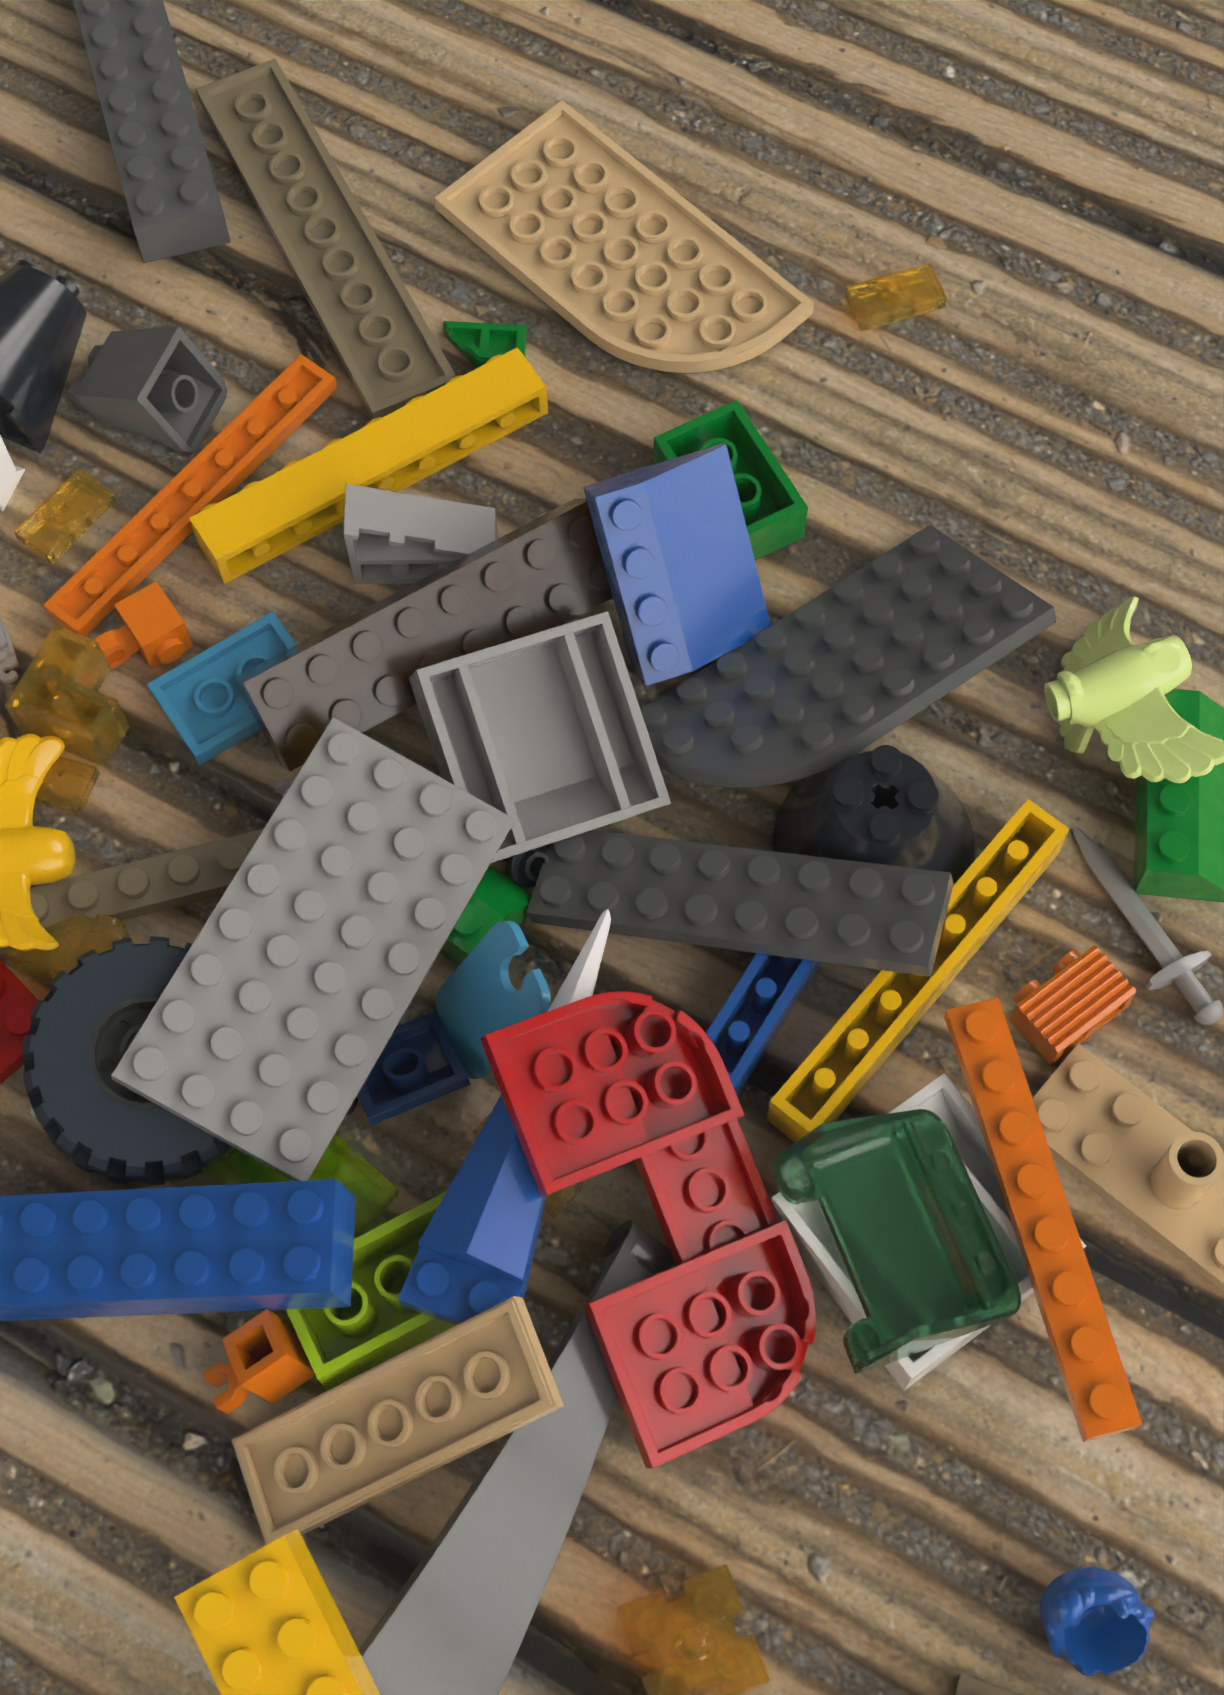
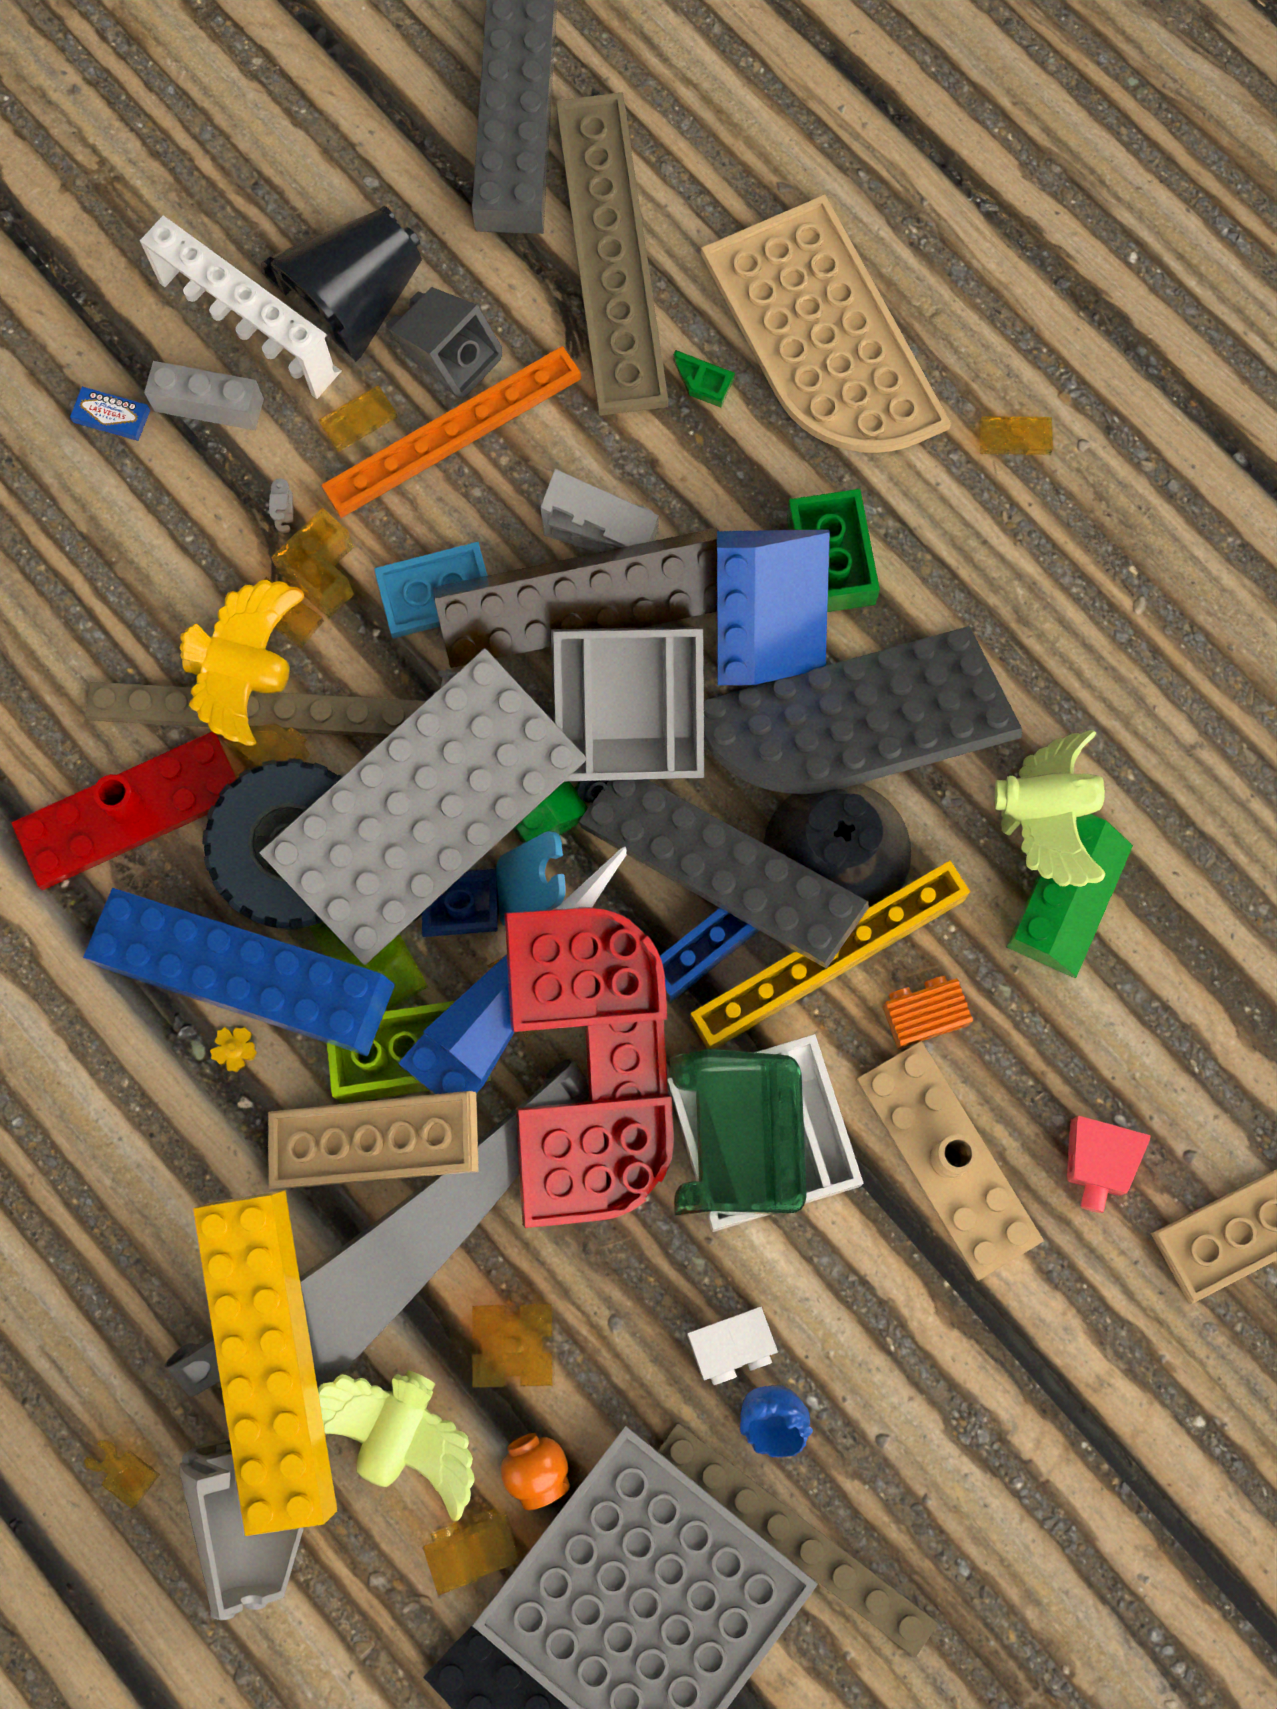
camera: 20 degrees right, 10 degrees up
(148, 627) = (389, 526): orange brick -> none
(153, 1370) = (233, 1048): none -> yellow plant
(263, 1360) = (301, 1069): orange brick -> none
(384, 455) = (585, 448): yellow brick -> none
(991, 1533) = (732, 1344): none -> white brick
(1042, 1221) = (839, 1154): orange plate -> none
(1174, 966) = (1011, 1008): light grey sword -> none

